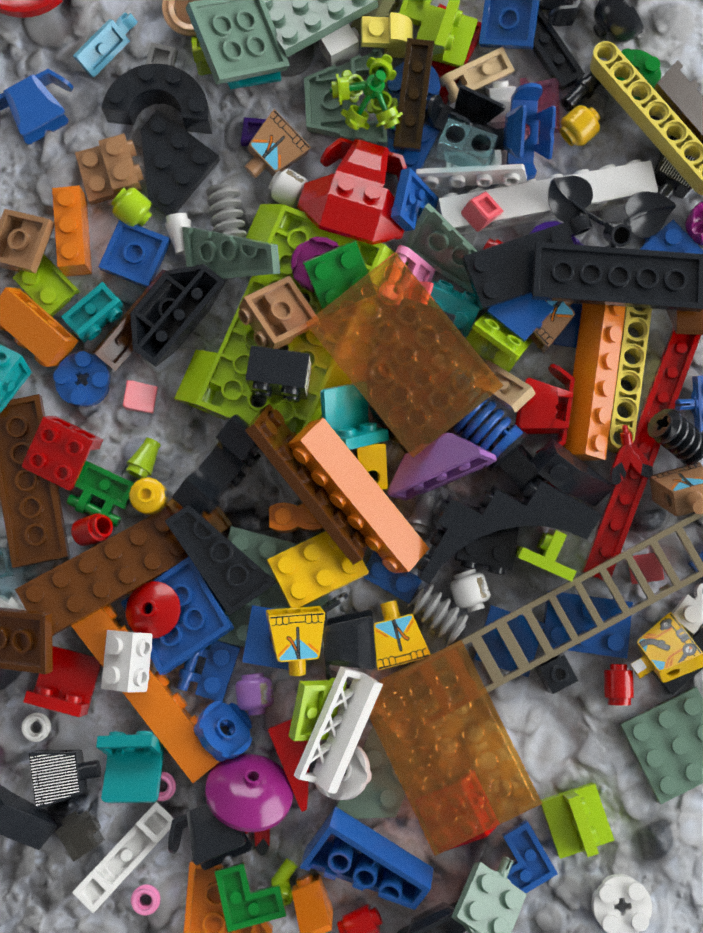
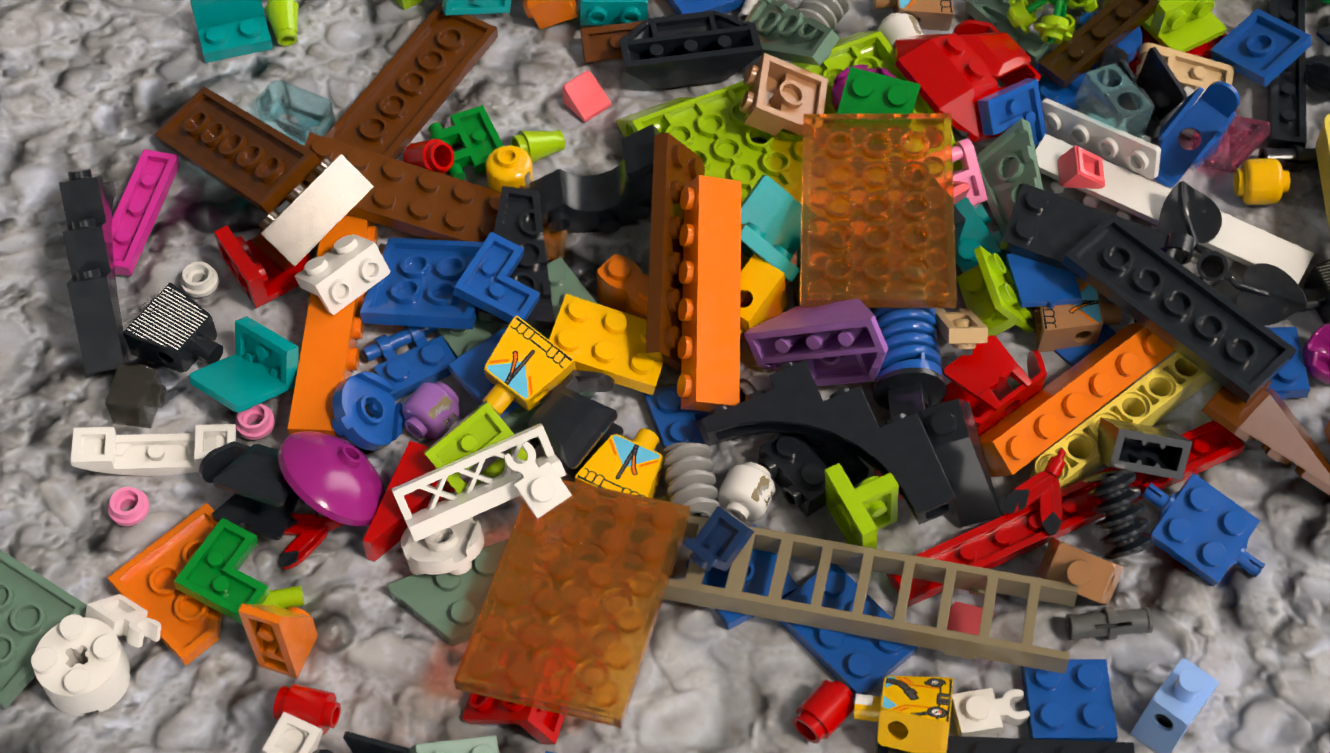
camera: 40 degrees right, 25 degrees down
(60, 451) = (467, 78): red bracket -> none
(77, 648) = (311, 212): none -> wedge
(98, 380) = (548, 34): blue plate -> none
(163, 615) = (415, 259): red dish -> none
(221, 598) = (488, 281): none -> blue plate
(278, 373) = (736, 134): black brick -> none
(368, 860) = (380, 641): blue wedge -> none
(377, 708) = (540, 486): none -> white plate
(497, 650) = (719, 541): none -> dark blue bracket
(556, 674) = (762, 639): black brick -> none
(661, 384) = (1143, 448): none -> brick

